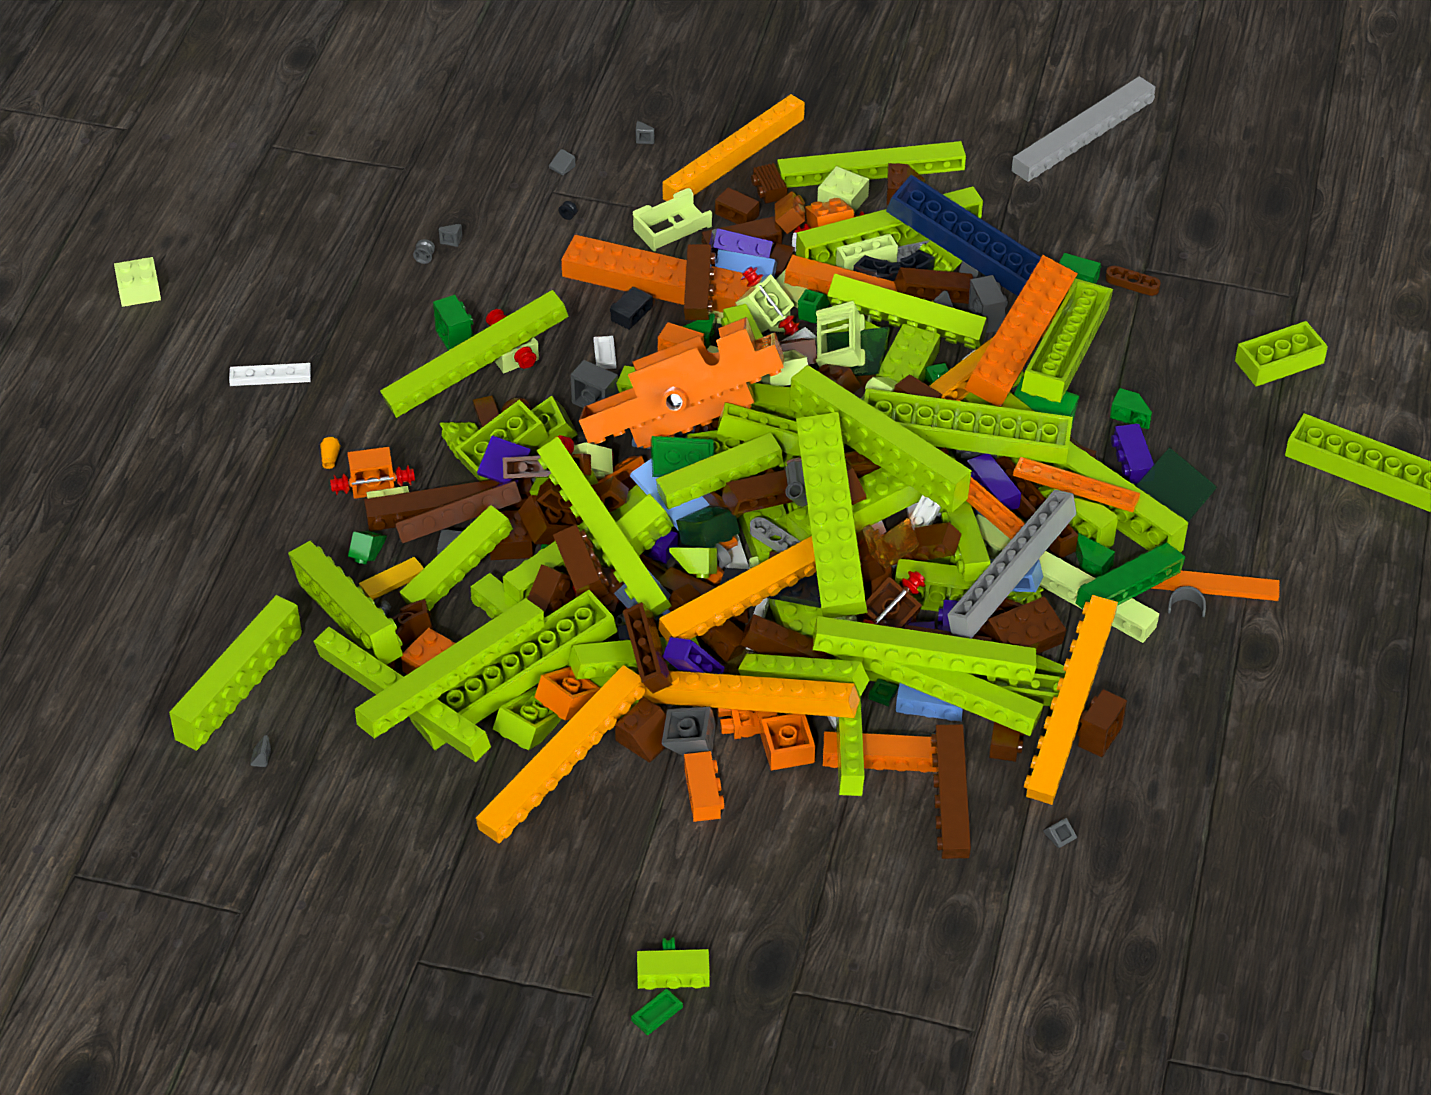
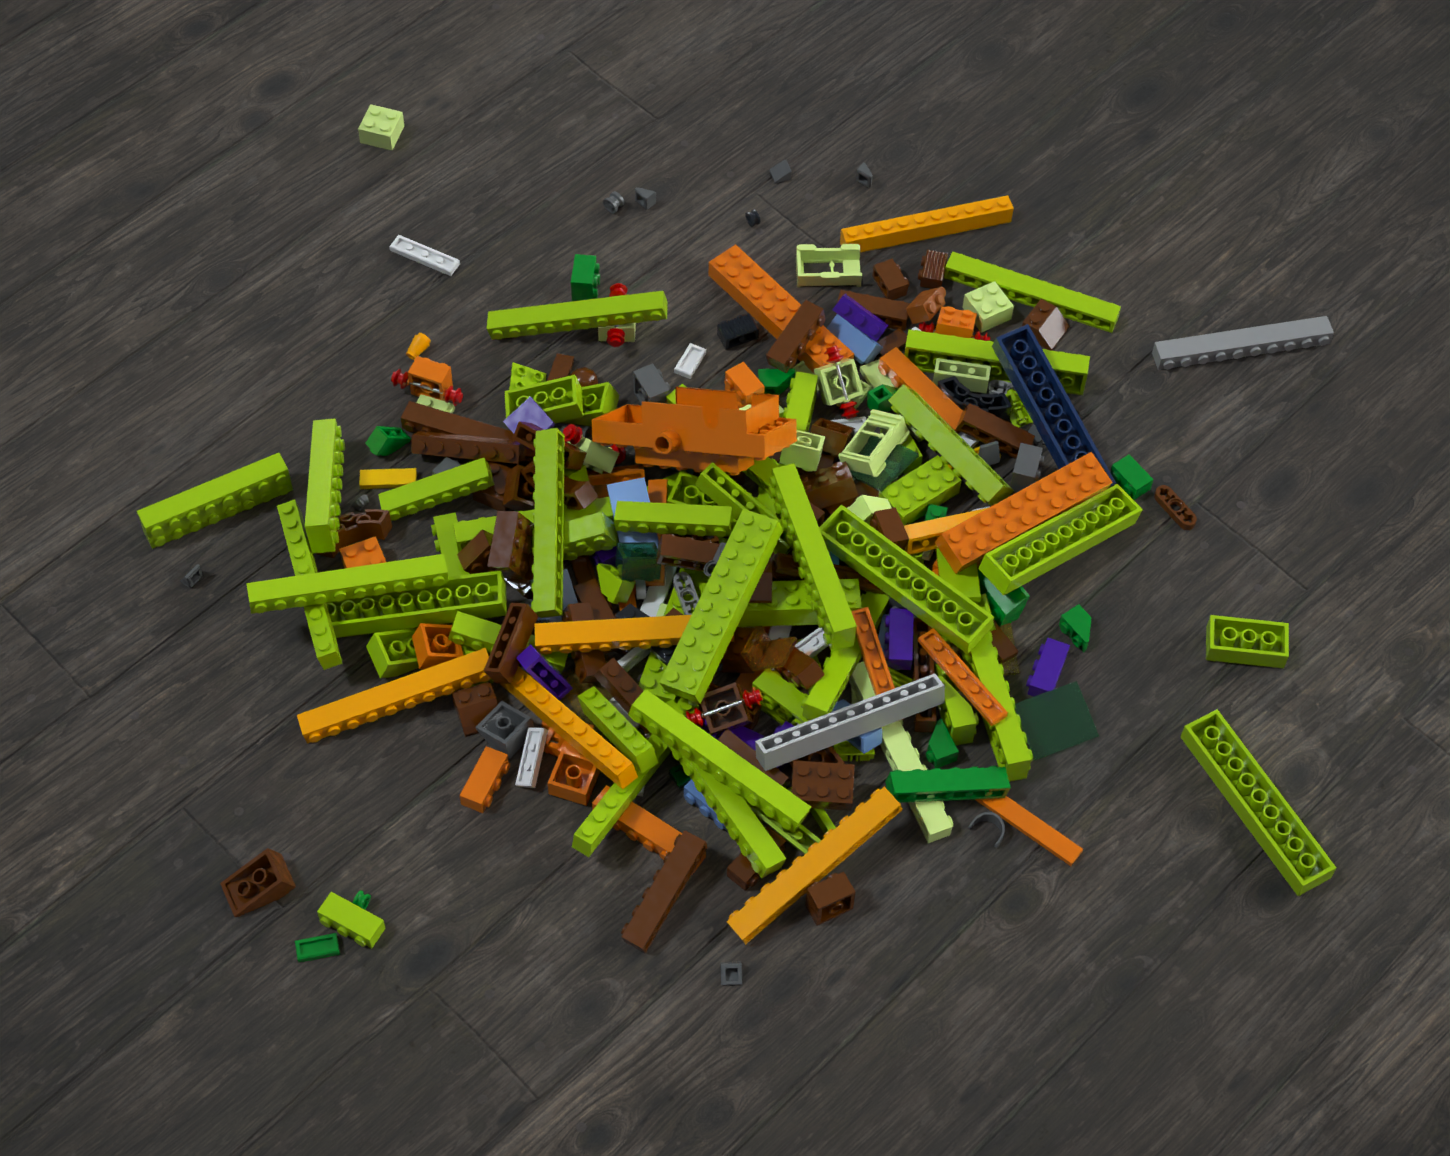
camera: 30 degrees right, 10 degrees up
(554, 985) = (258, 883): none -> reddish brown slope
(676, 453) = (655, 487): green tile -> none
(733, 744) = (531, 757): none -> white tile

